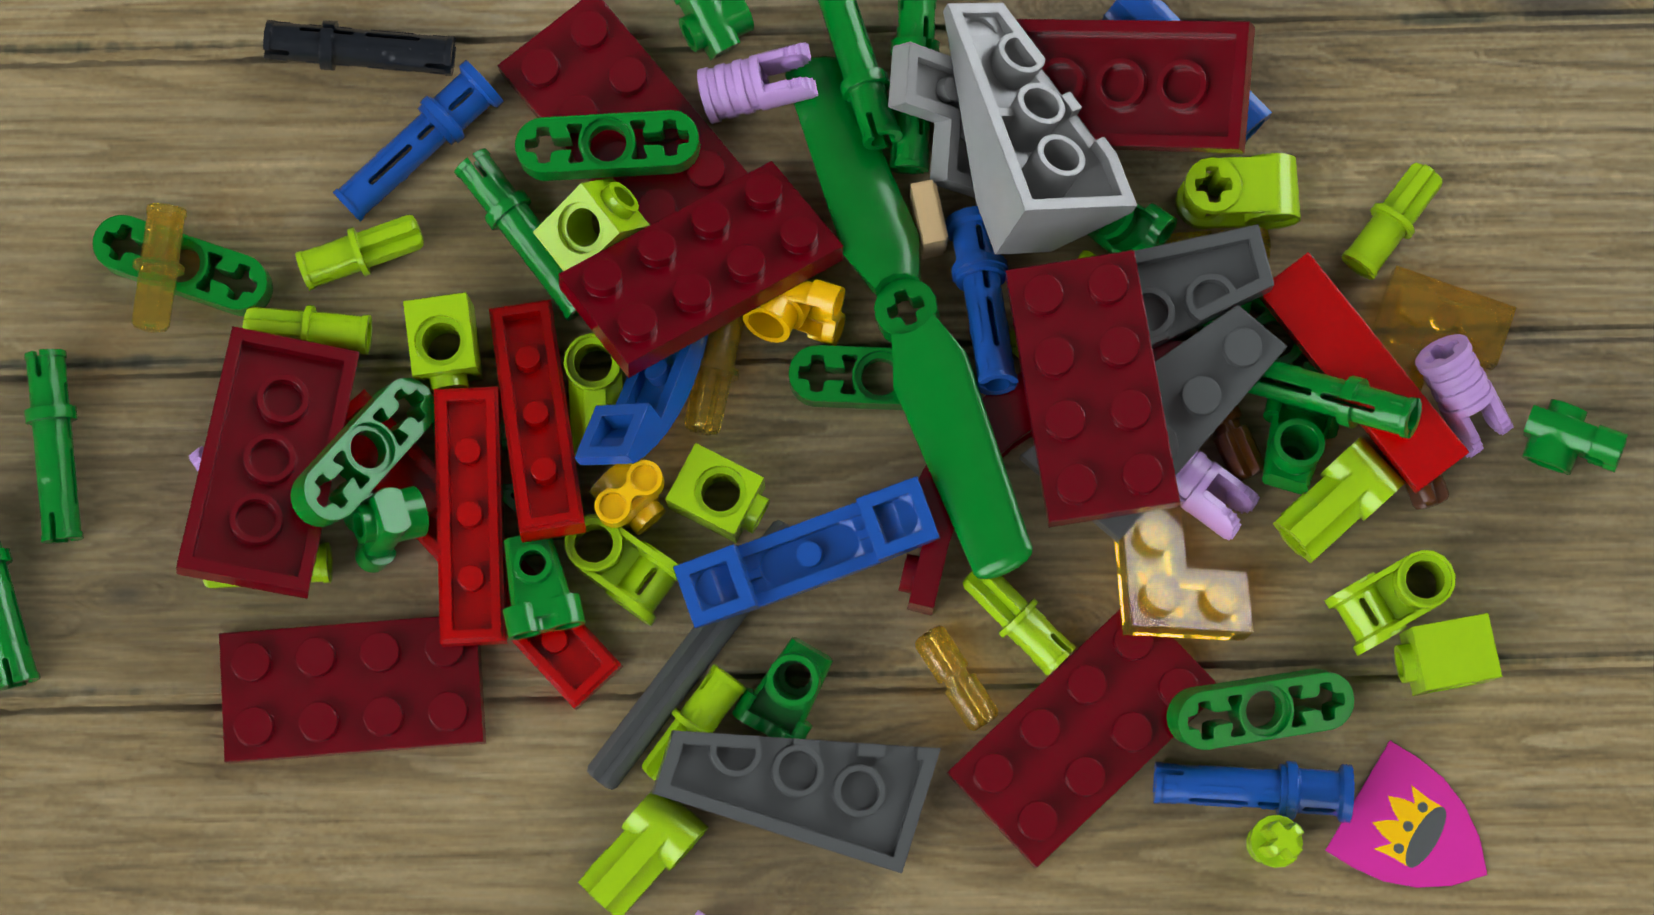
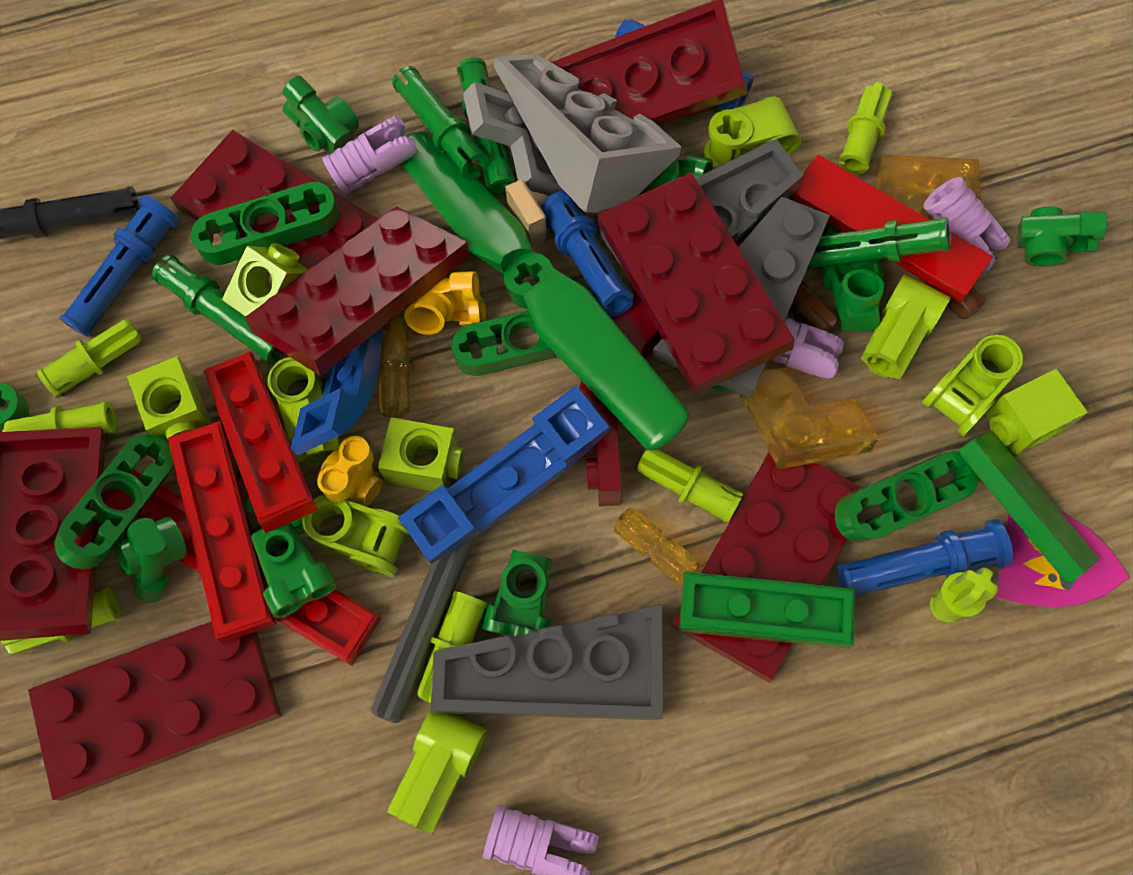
camera: 15 degrees left, 10 degrees down
(1053, 791) = (767, 610): none -> green tile
(1397, 760) = (1029, 506): none -> green tile

